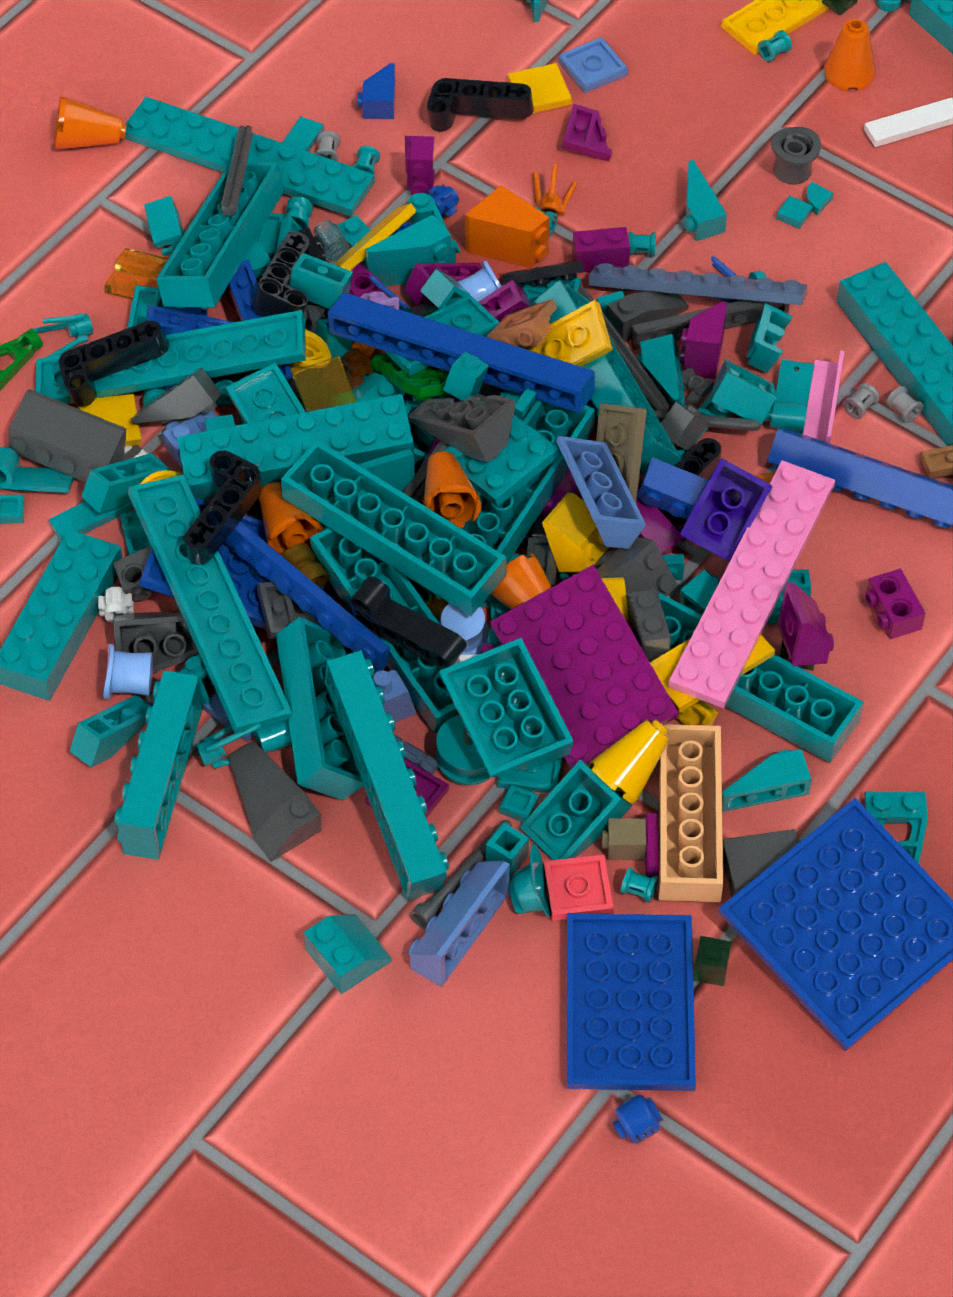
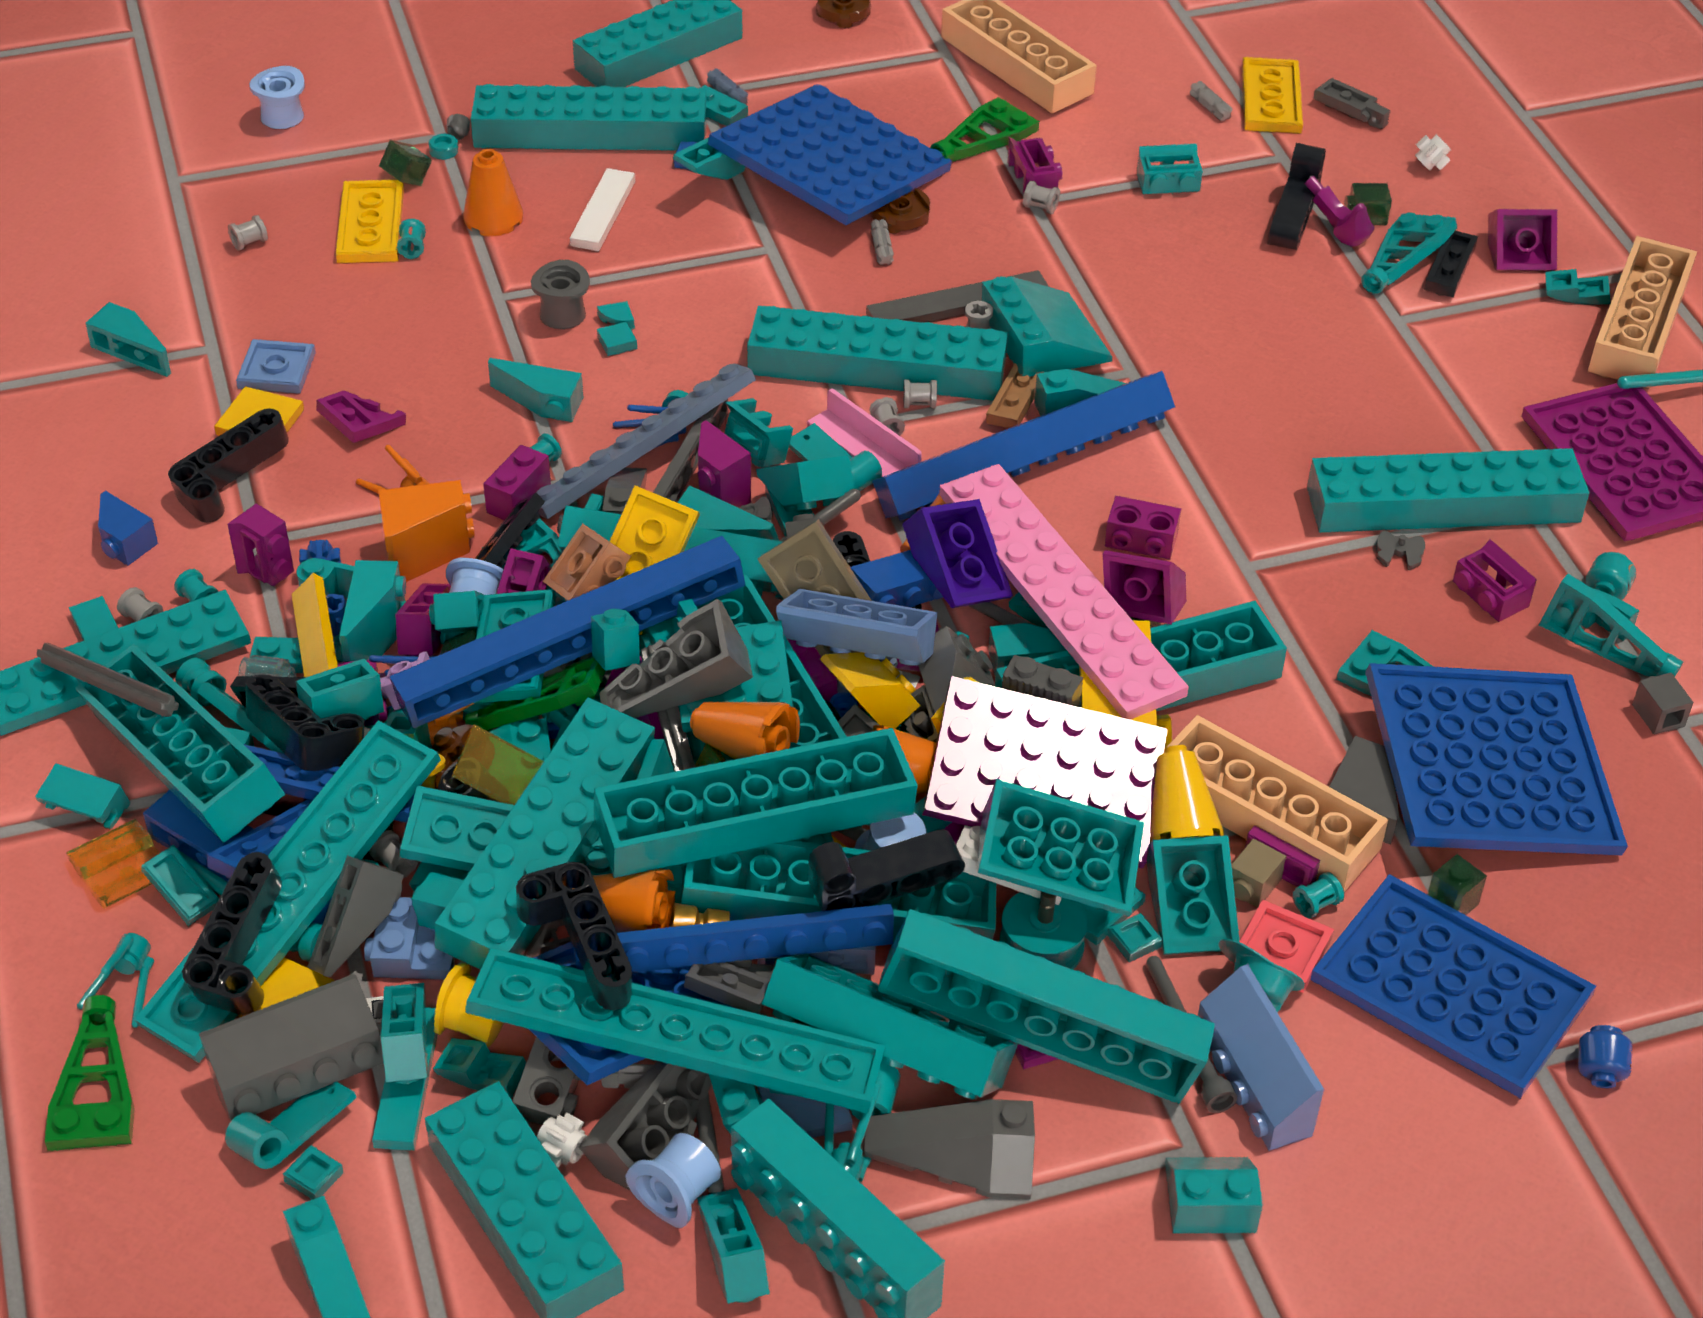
camera: 55 degrees left, 10 degrees down
(508, 846) = (1198, 970): teal brick -> none
(775, 779) = (1275, 716): teal slope -> none

